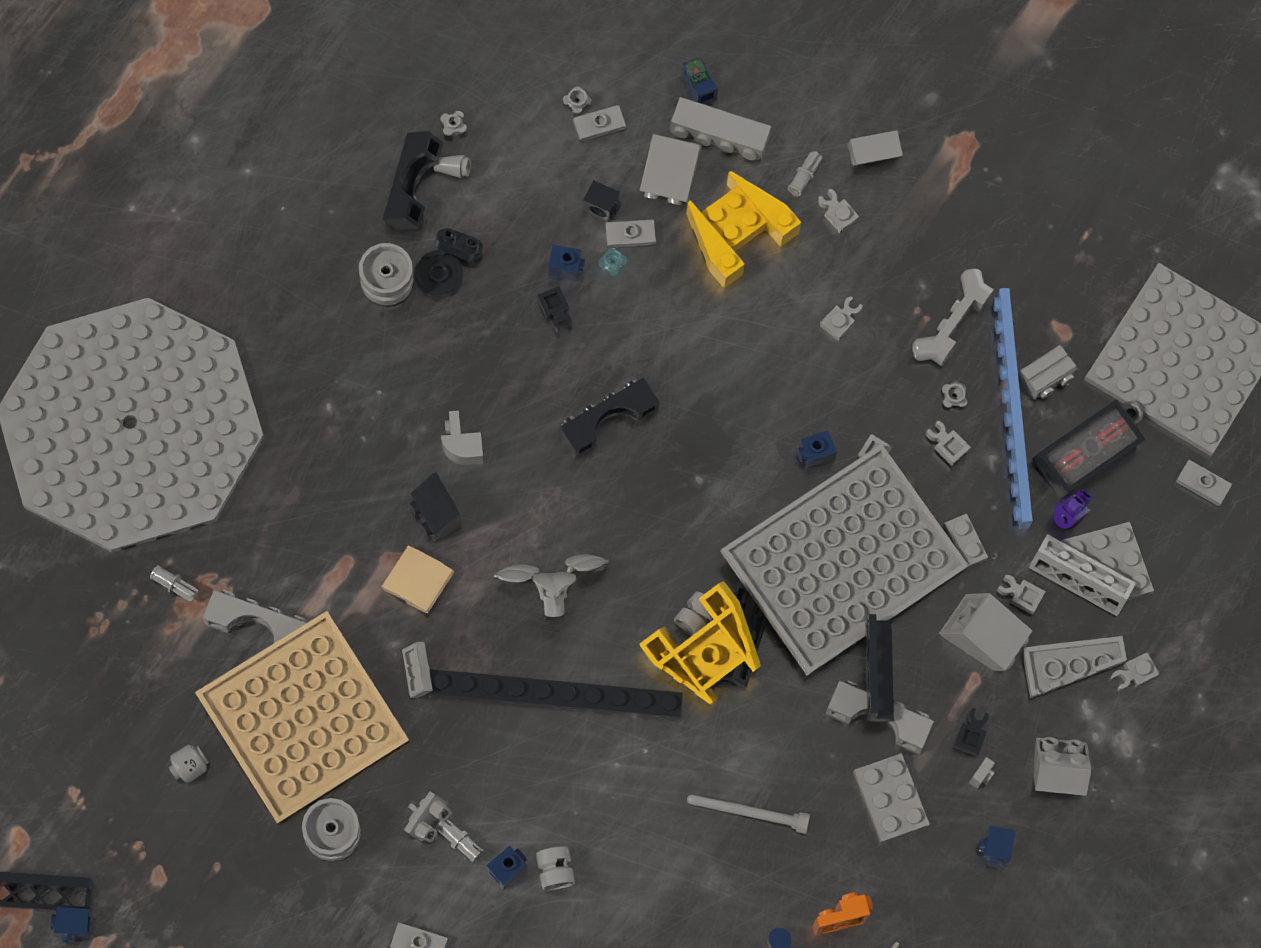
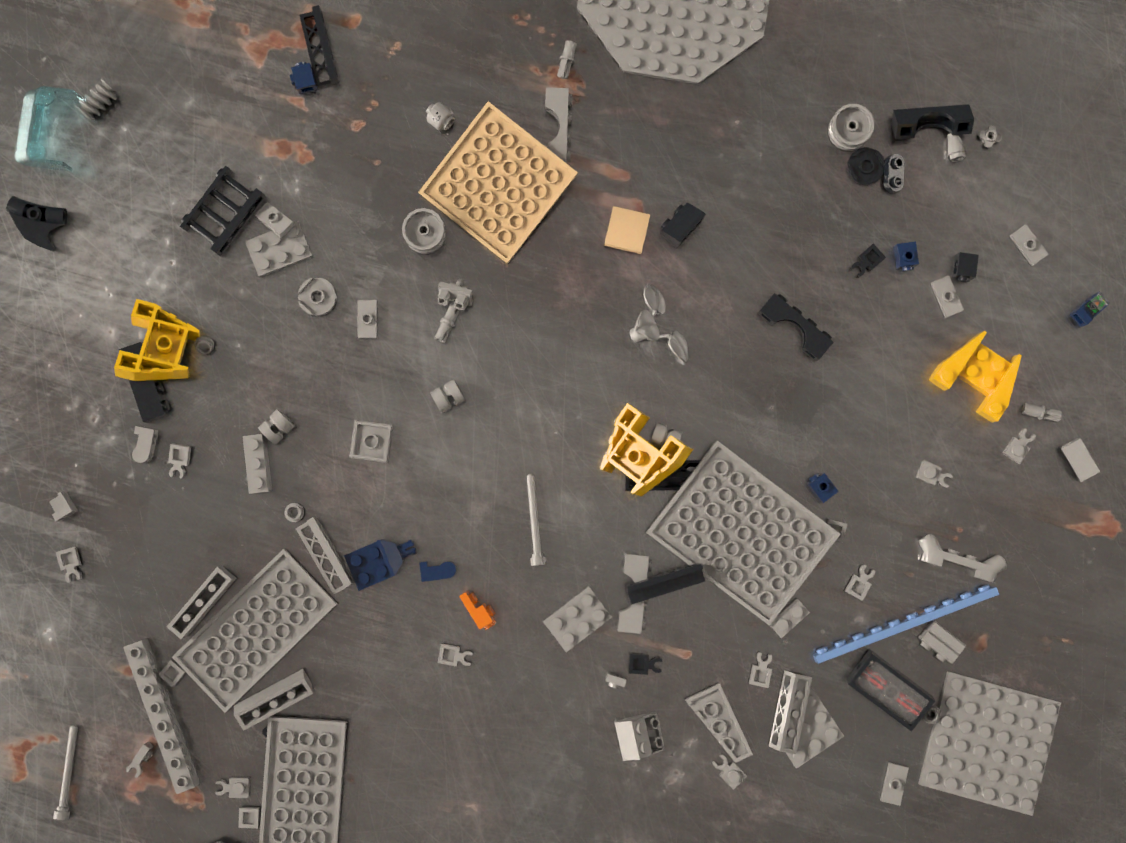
camera: 80 degrees right, 15 degrees up
(417, 670) = (559, 252): light grey plate -> none
(458, 447) = (736, 226): light grey brick -> none
(507, 866) = (438, 362): dark blue brick -> none
(556, 694) = (575, 355): black plate -> none
(577, 93) = (1037, 222): light grey plate -> none
(612, 254) = (916, 294): clear light blue plate -> none
(670, 169) = (1009, 309): light grey slope -> none
(720, 129) = (1054, 337): light grey brick -> none
(959, 390) = (903, 571): light grey plate -> none
(986, 631) = (723, 653): light grey slope -> none
(997, 846) = (565, 706): dark blue brick -> none
(1072, 509) = (839, 691): dark purple hips -> none

